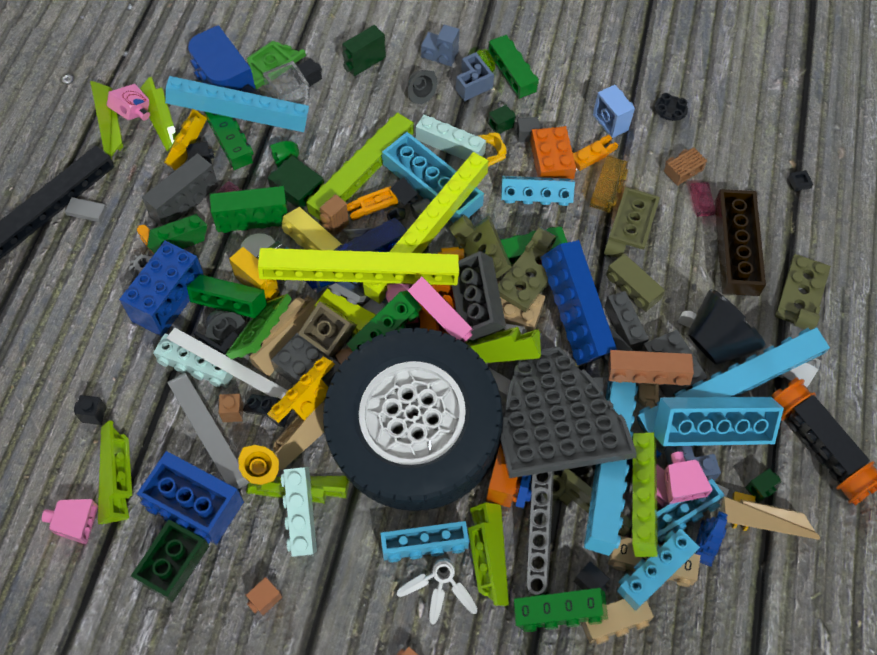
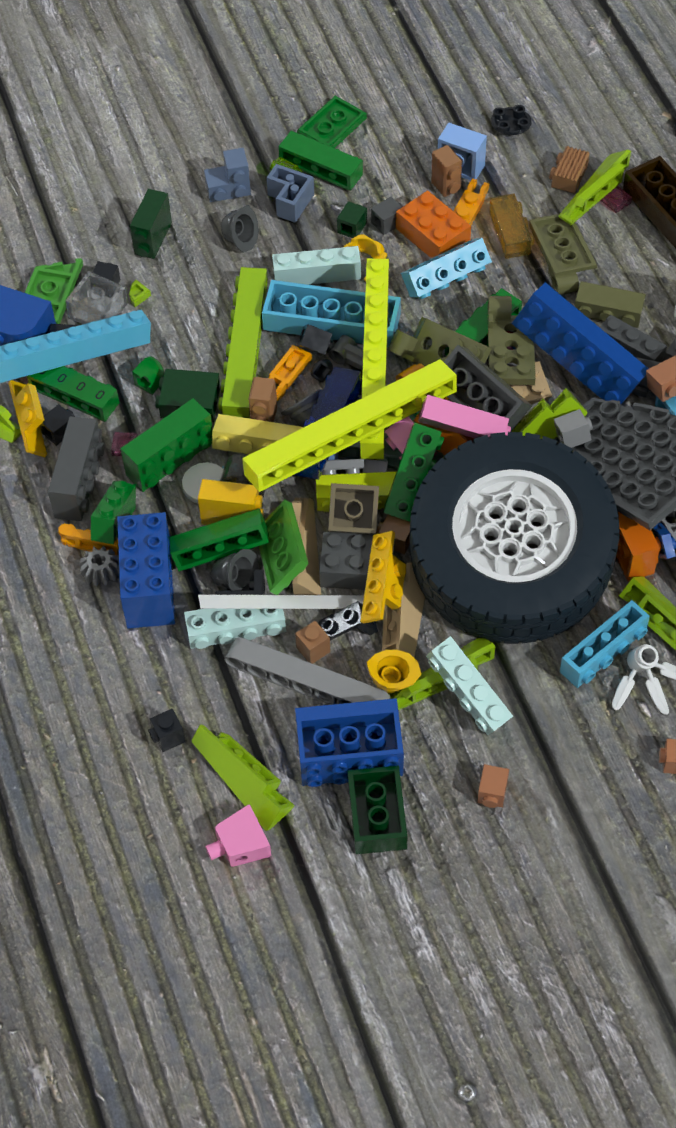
camera: 30 degrees left, 5 degrees down
(323, 94) = (138, 293): none -> lime tile
(520, 363) = (573, 428): none -> light grey brick
(544, 45) = (333, 122): none -> green tile
(591, 119) = (446, 171): none -> medium nougat brick
(695, 189) = (601, 183): none -> lime wedge

